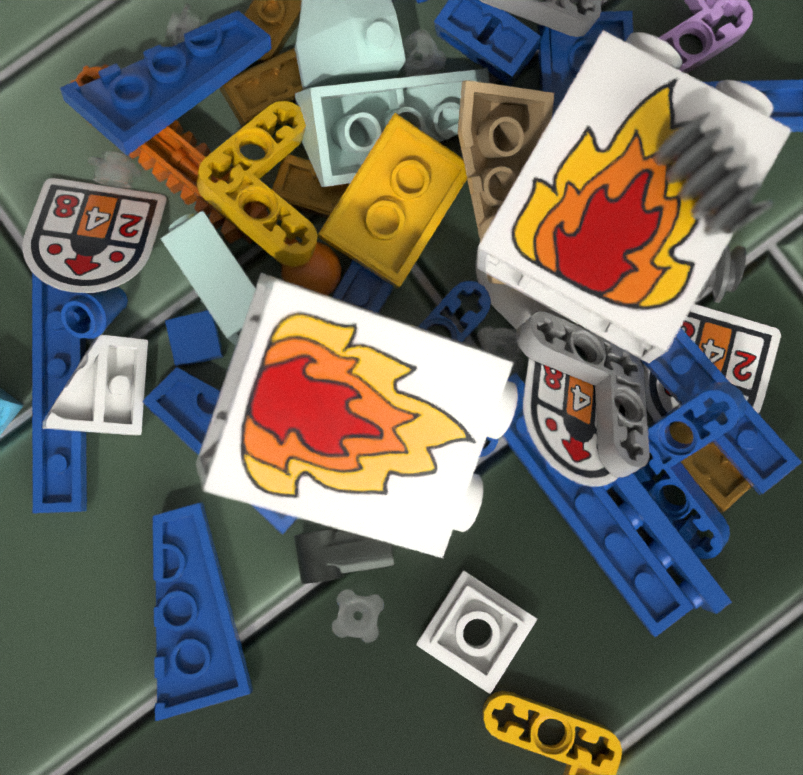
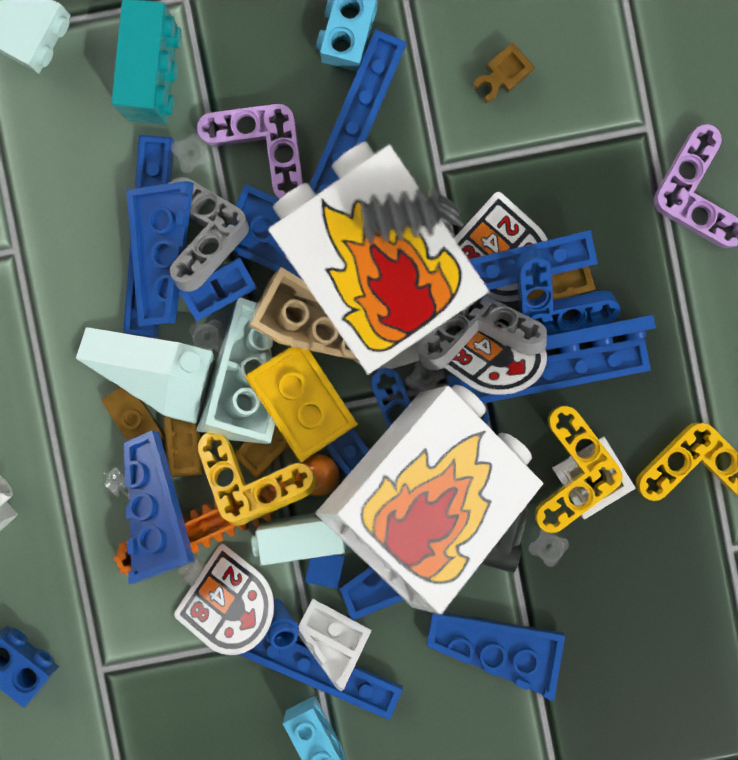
camera: 65 degrees left, 5 degrees up
(490, 613) = (590, 468): none -> yellow beam

